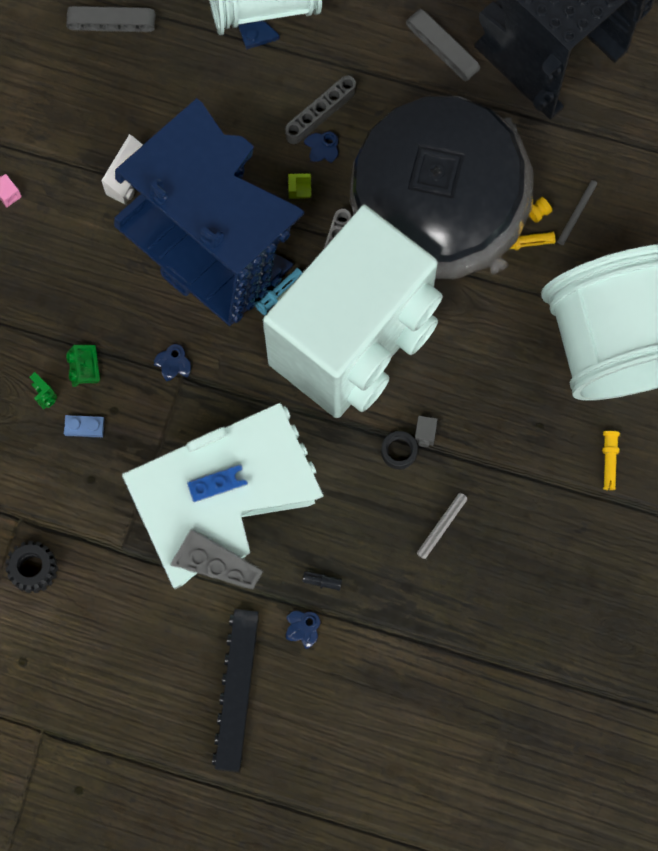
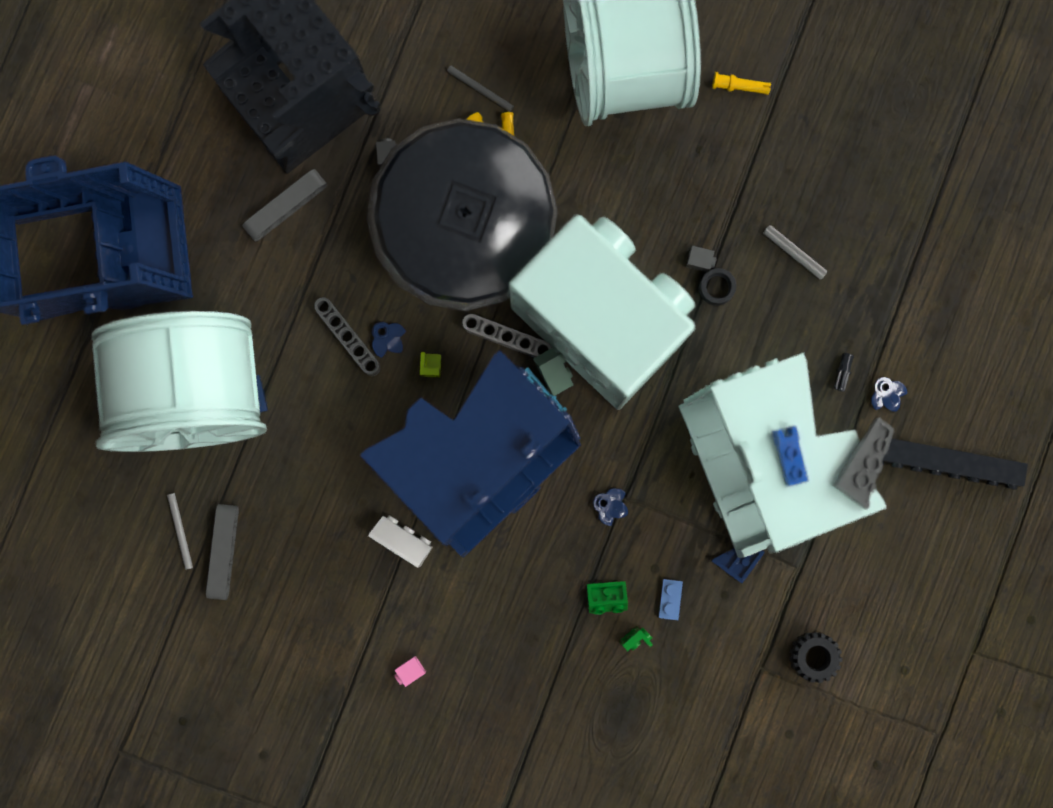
camera: 85 degrees left, 10 degrees up
(118, 490) = (737, 567): none -> dark blue wing

